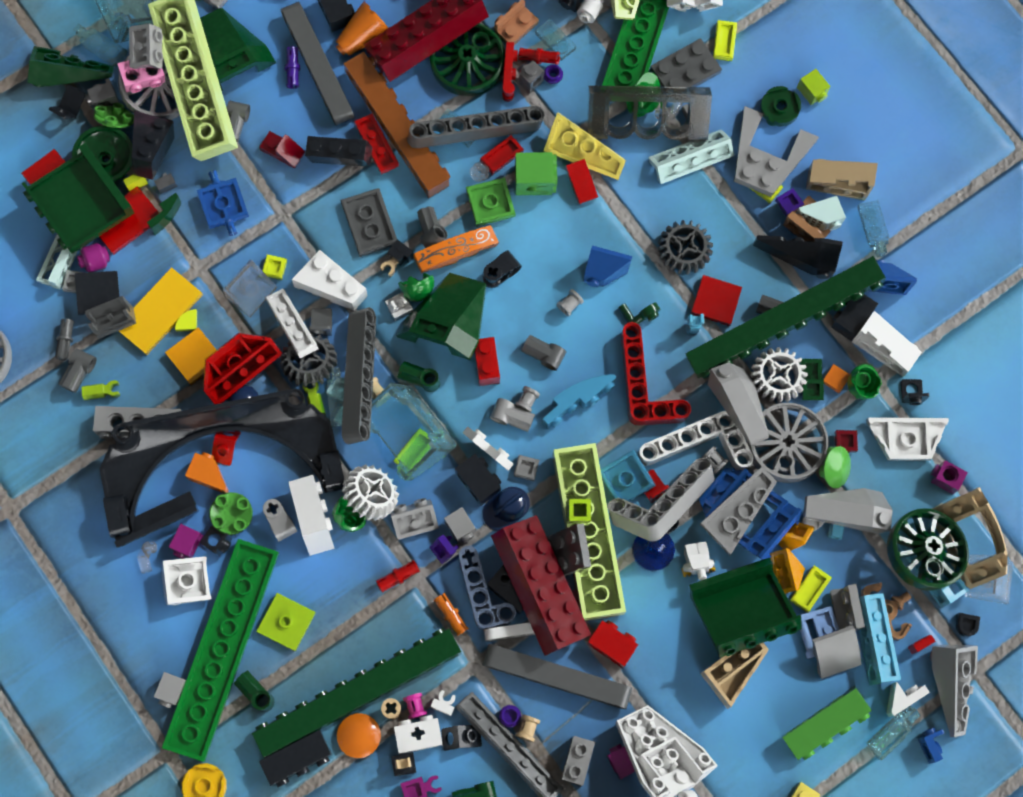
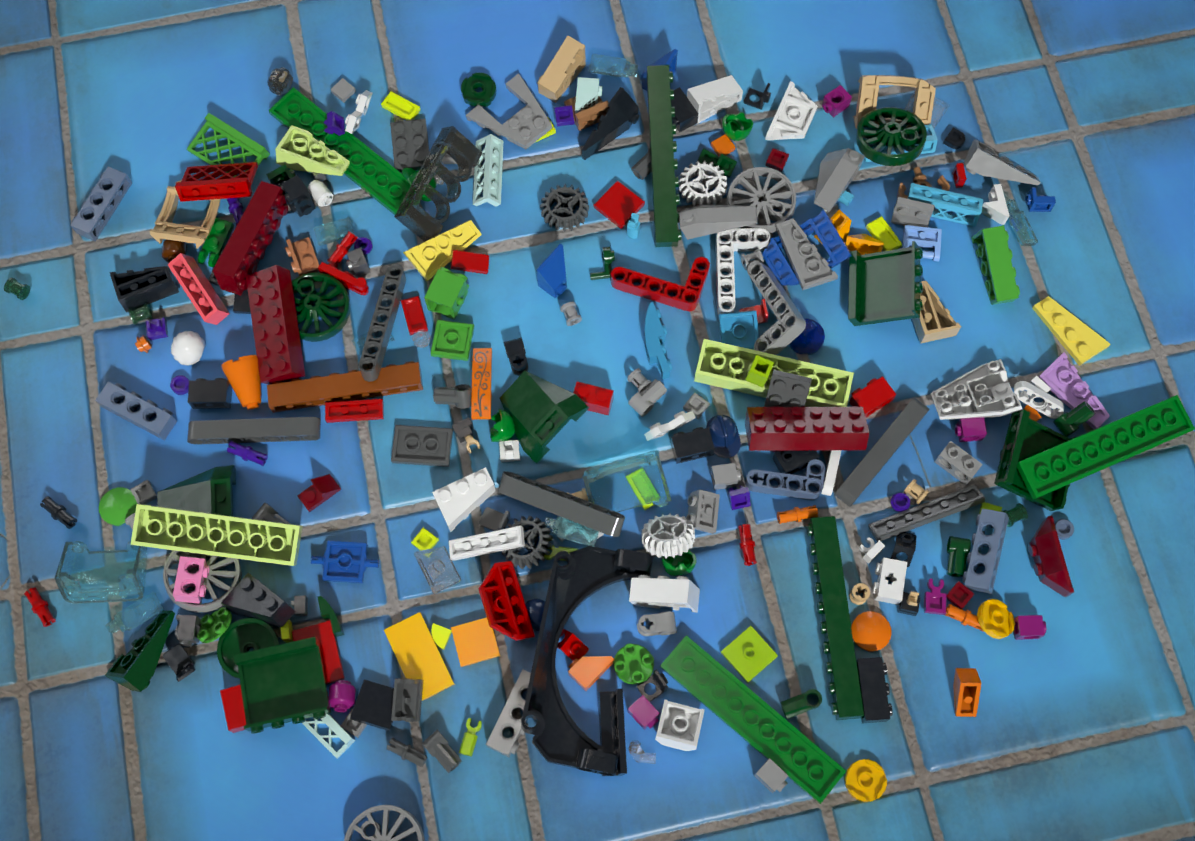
camera: 60 degrees left, 5 degrees down
(145, 46) = (171, 561): light grey bracket -> none
(338, 151) = (348, 442): black brick -> none
(415, 706) = (868, 578): dark pink bush -> none
(417, 376) = (579, 459): dark green piece -> none
(548, 354) = (607, 348): dark grey piece -> none
(697, 560) = (829, 305): white piece -> none
(813, 87) = (475, 59): lime brick -> none
(836, 467) = (799, 175): bright green dish -> none
(836, 652) = (943, 235): light grey slope -> none

